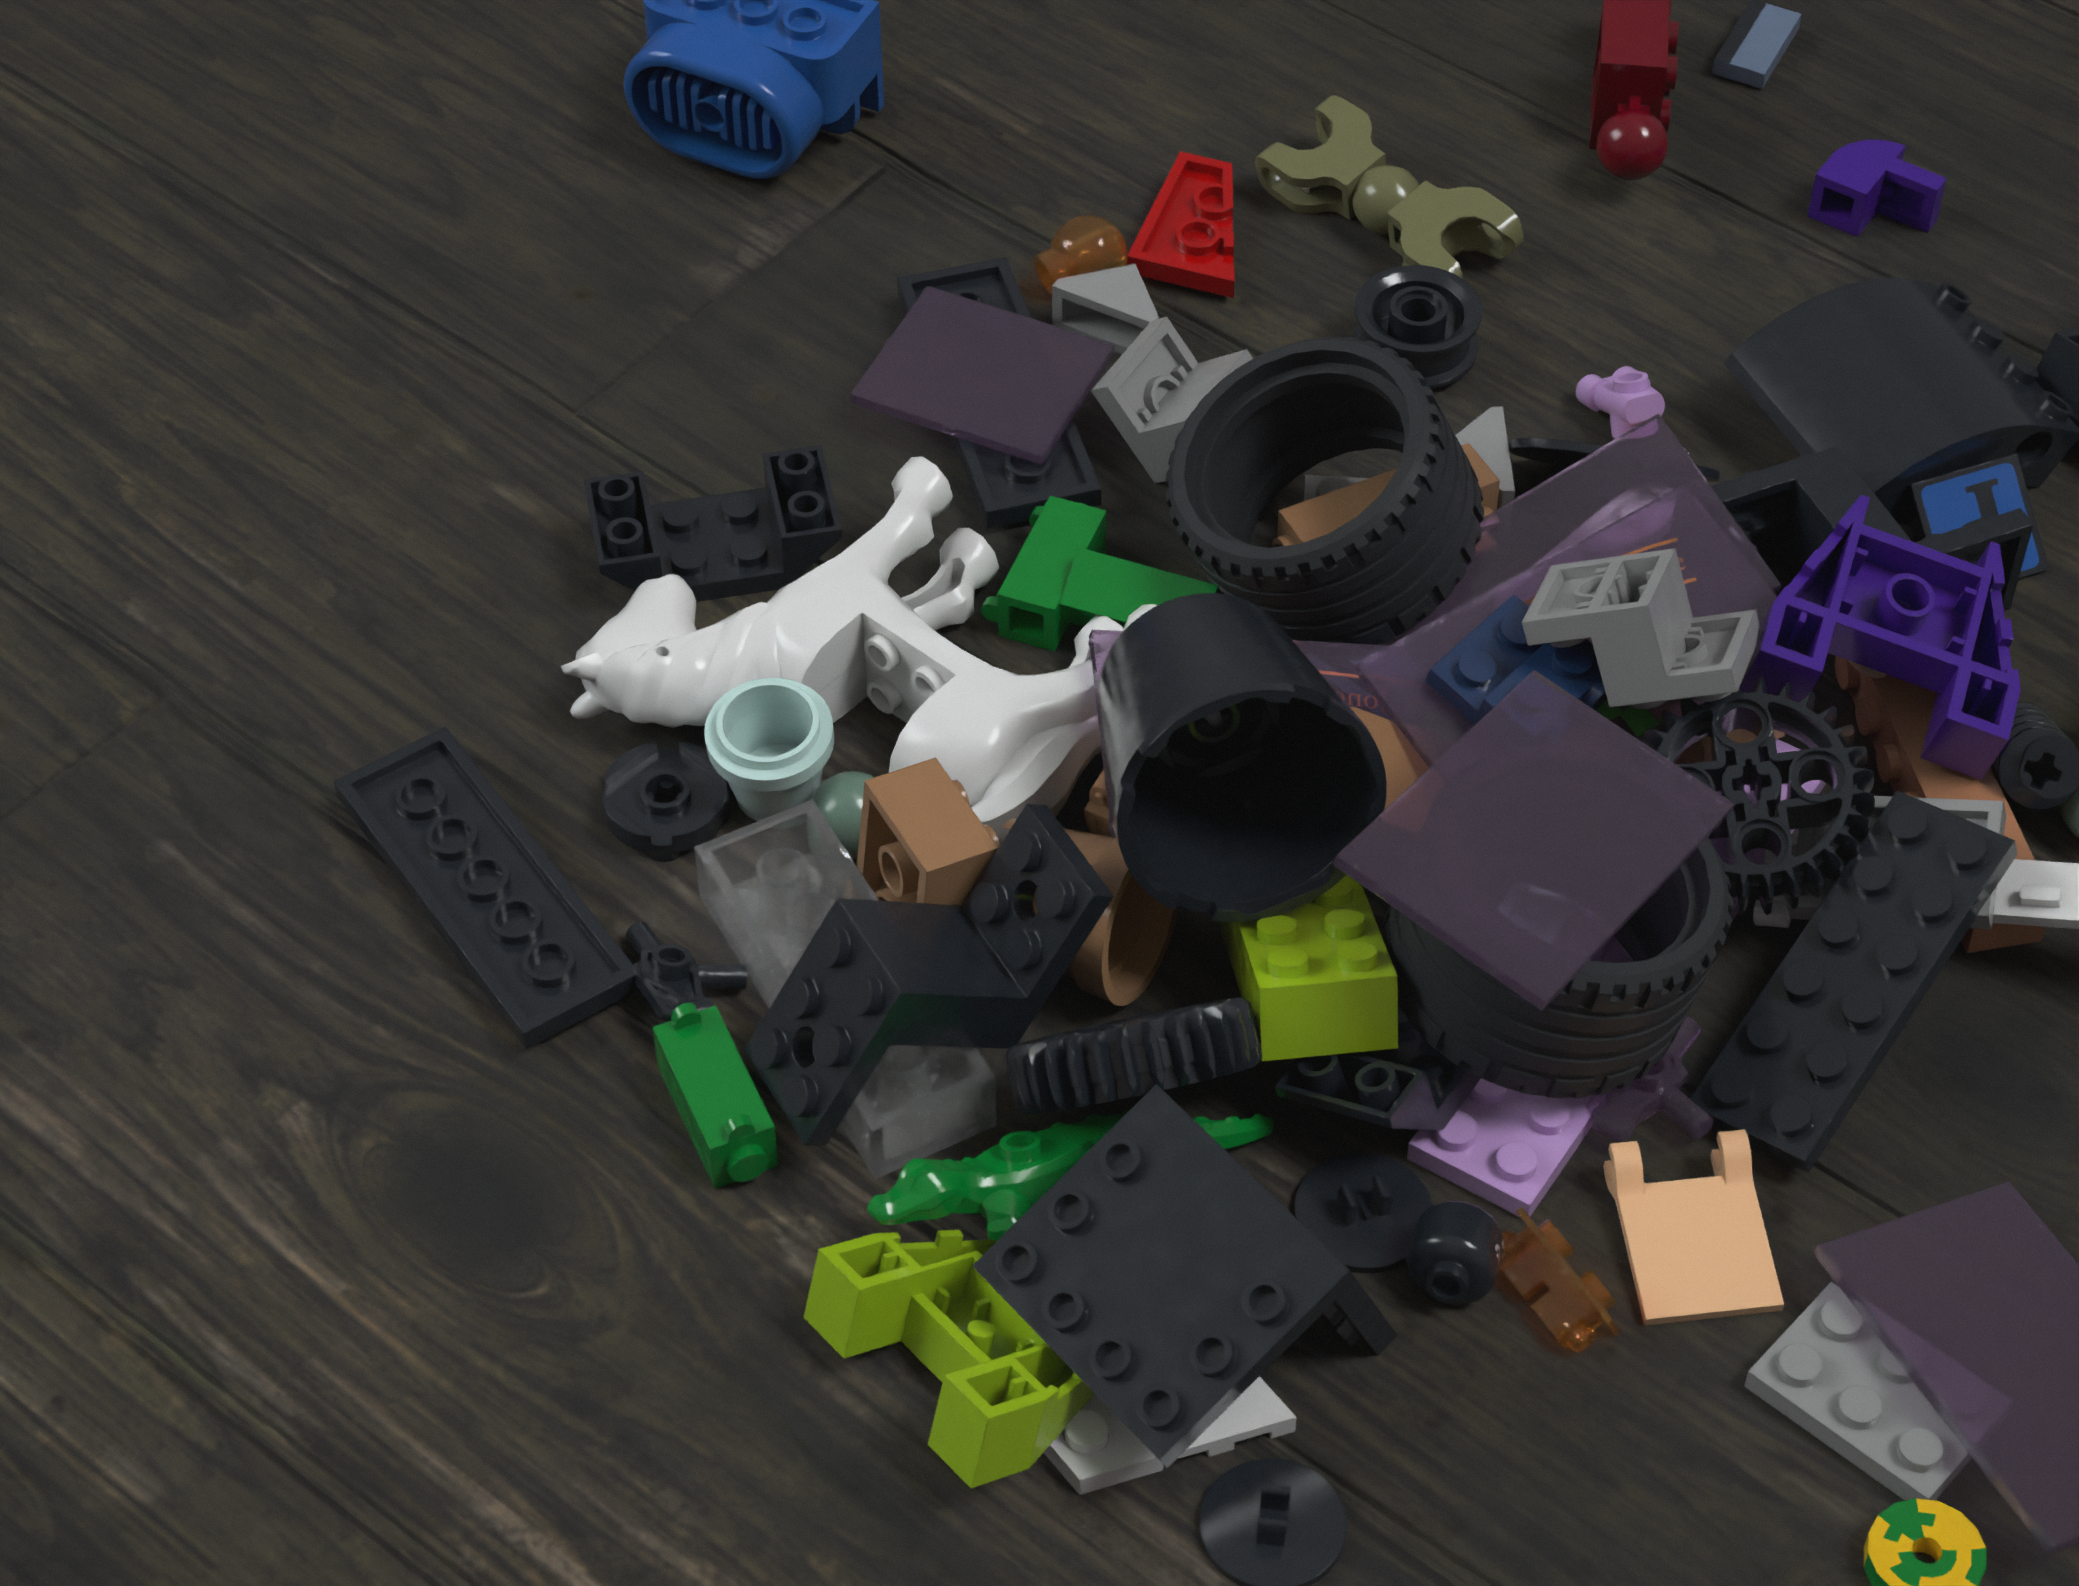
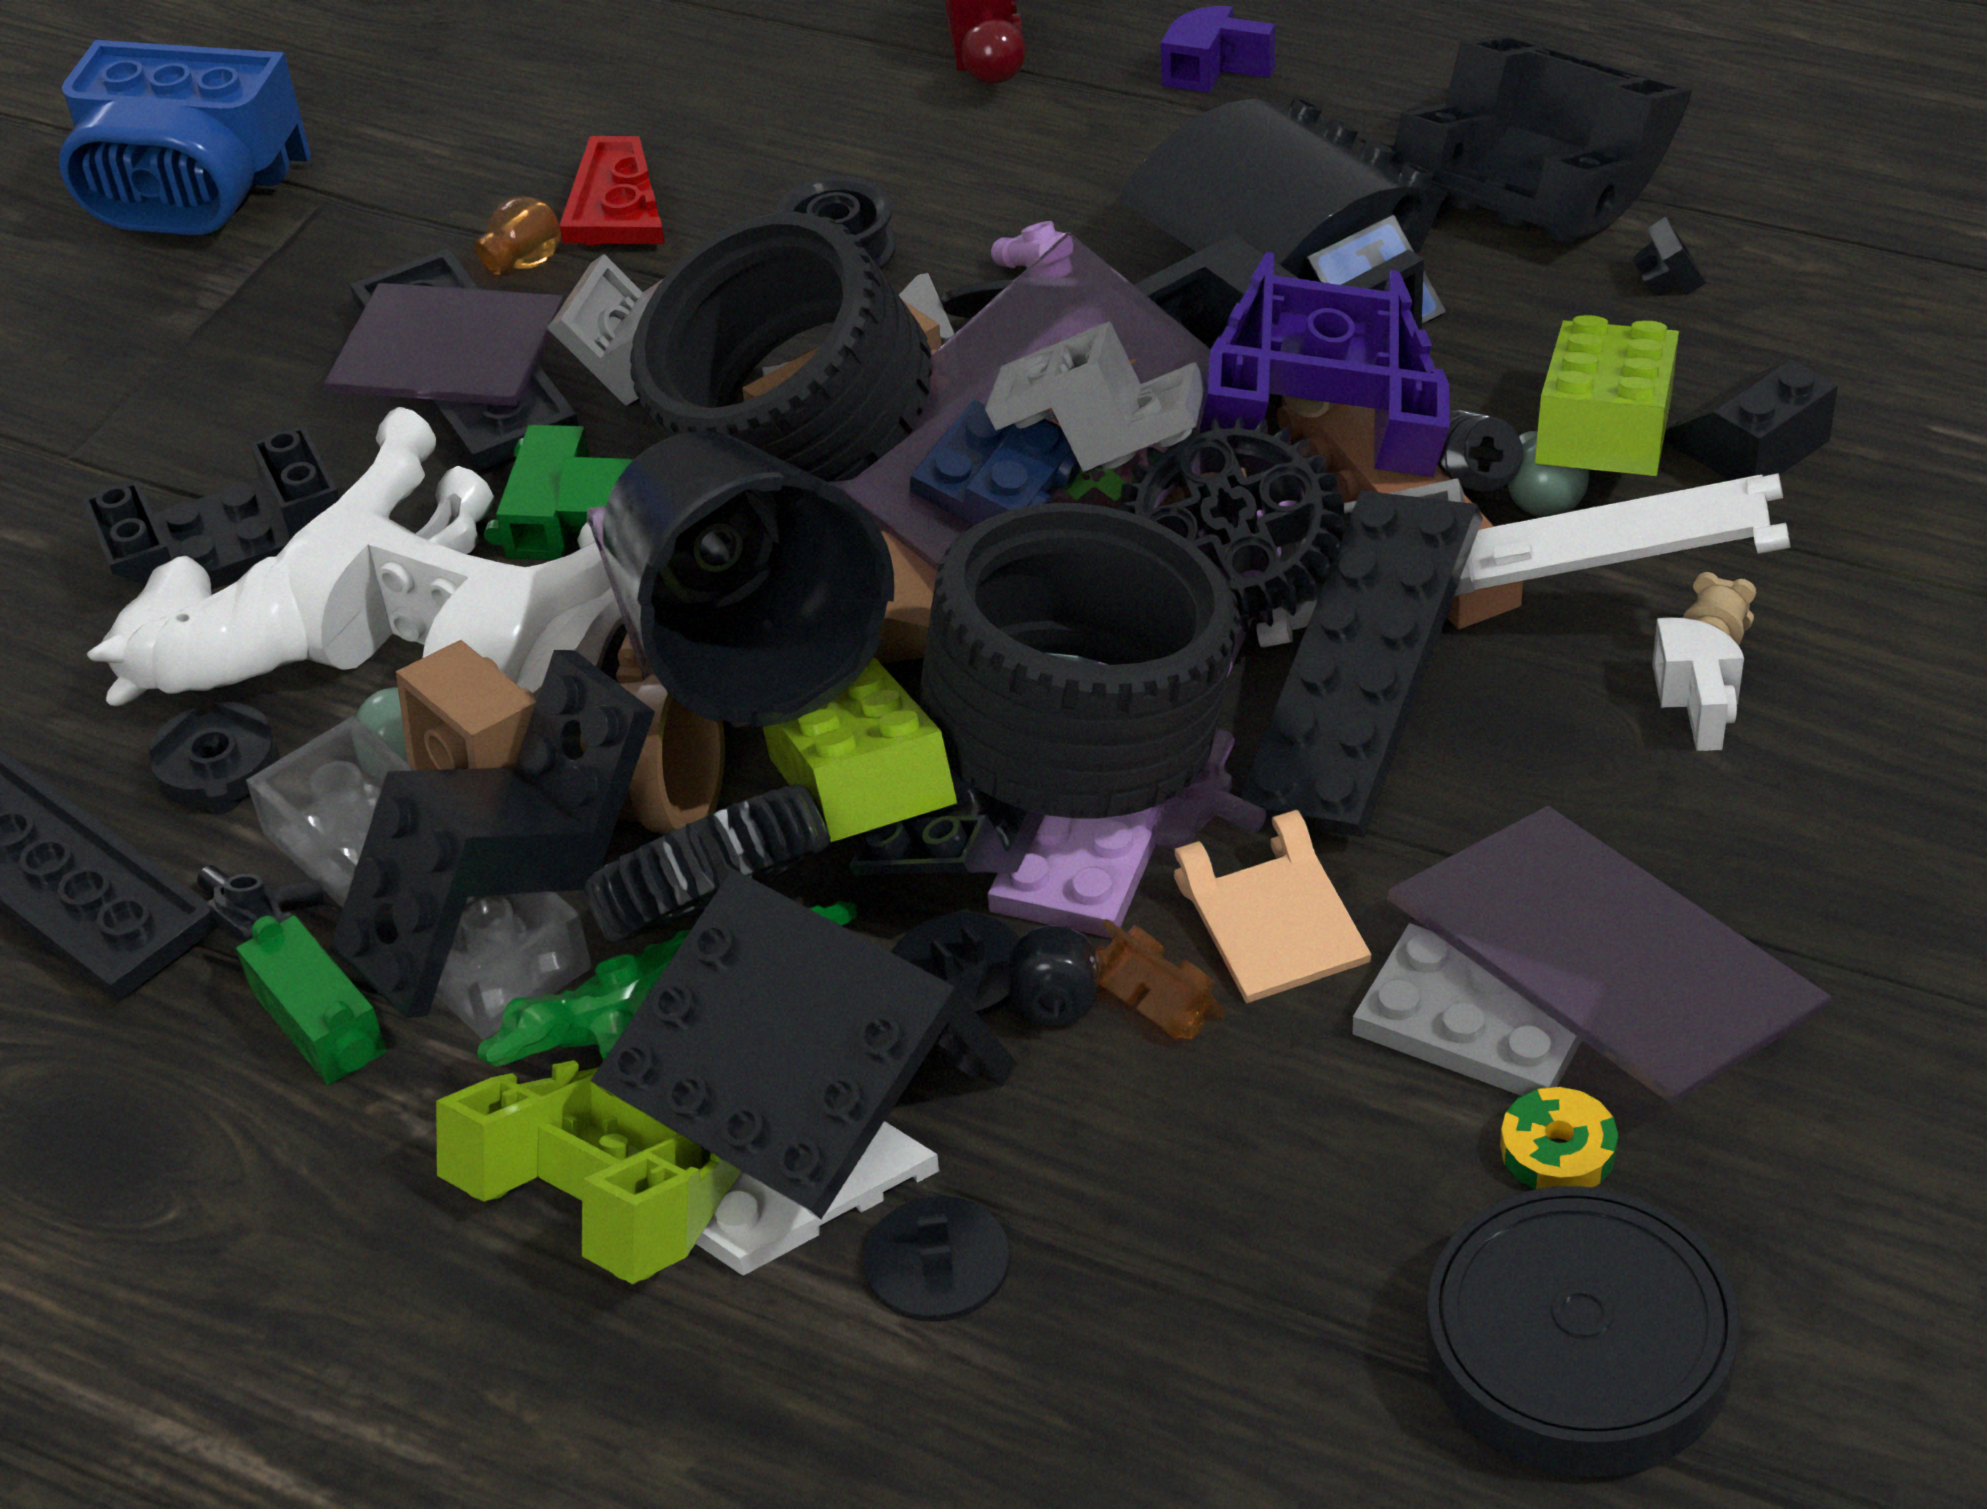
camera: 10 degrees left, 5 degrees down
(770, 743) = (302, 677): light aqua piece -> none
(1104, 305) = (544, 264): light grey slope -> none
(1352, 179) = (751, 127): olive piece -> none
(1535, 838) = (1039, 575): clear purple piece -> none

